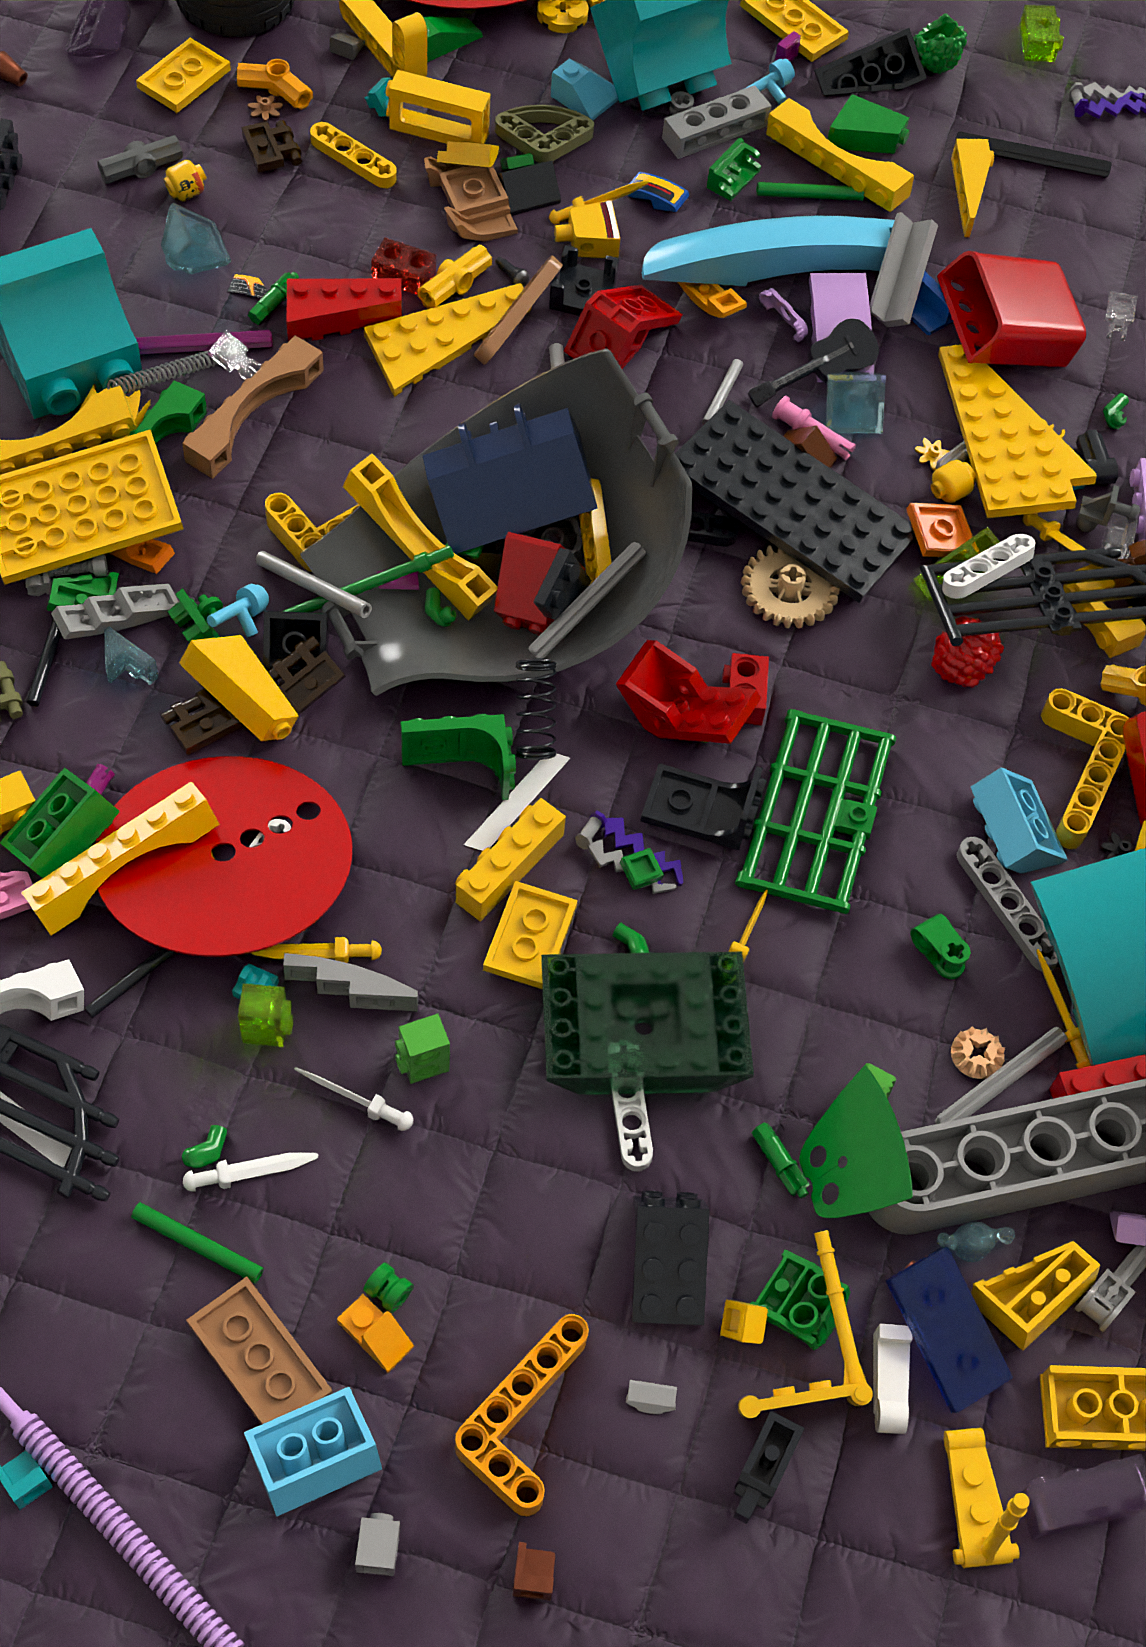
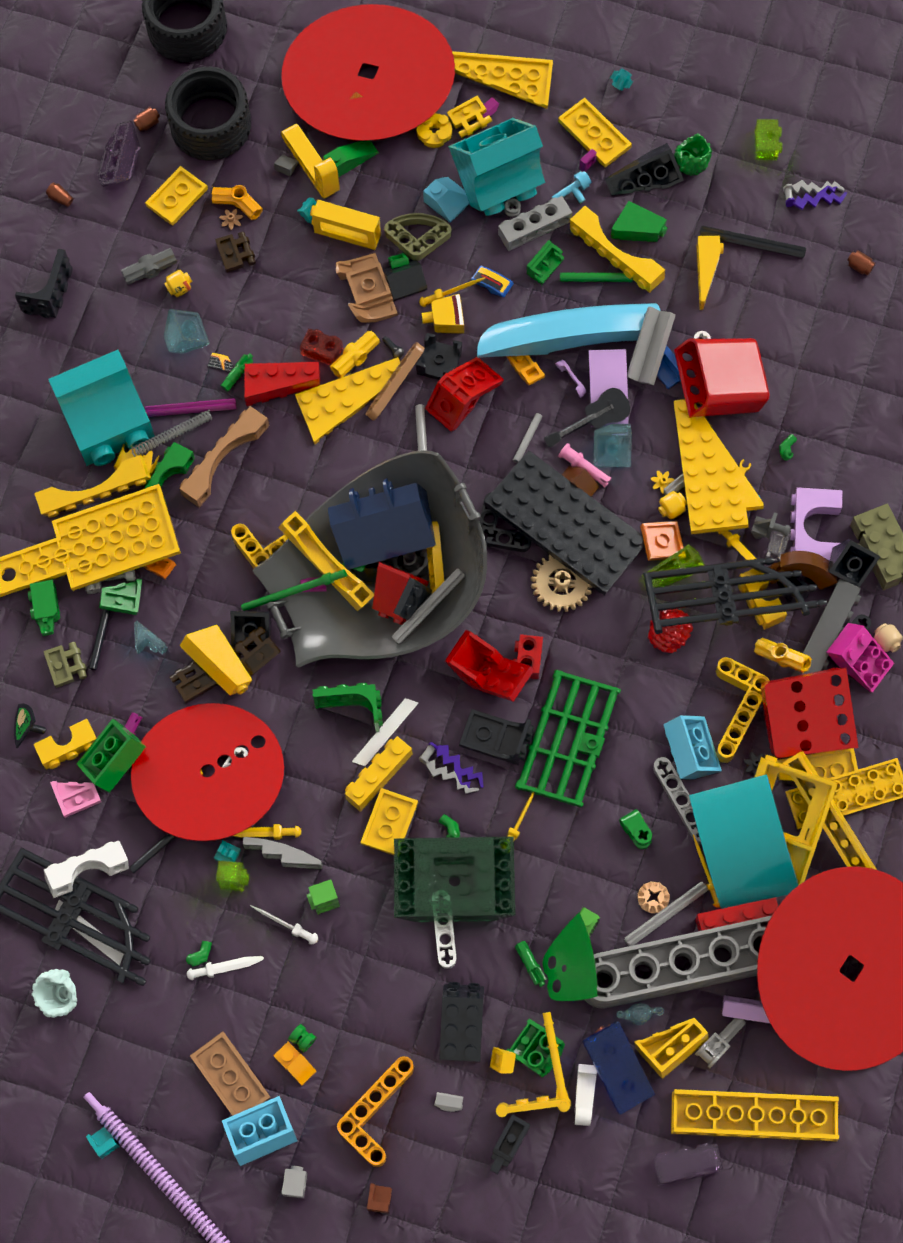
camera: 10 degrees right, 10 degrees up
(65, 892) = (176, 754): yellow arch -> none
(119, 611) = (141, 608): light grey slope -> none
(188, 609) = (191, 607): green hips -> none
(197, 1242) = (195, 1010): green piece -> none
(231, 354) = (209, 419): clear plate -> none
(249, 602) = (223, 598): medium azure piece -> none
(314, 584) = (261, 589): light grey piece -> none
(379, 169) = (287, 258): yellow beam -> none
(440, 615) = (336, 607): green arm -> none
(469, 154) = (365, 259): yellow slope -> none
(537, 665) = (397, 657): black piece -> none
(641, 868) = (457, 779): green tile -> none
(963, 581) = (683, 573): white beam -> none
(978, 1509) = (627, 1164): yellow piece -> none
(1095, 455) = (769, 490): black piece -> none
(1120, 312) = (798, 369): clear plate -> none

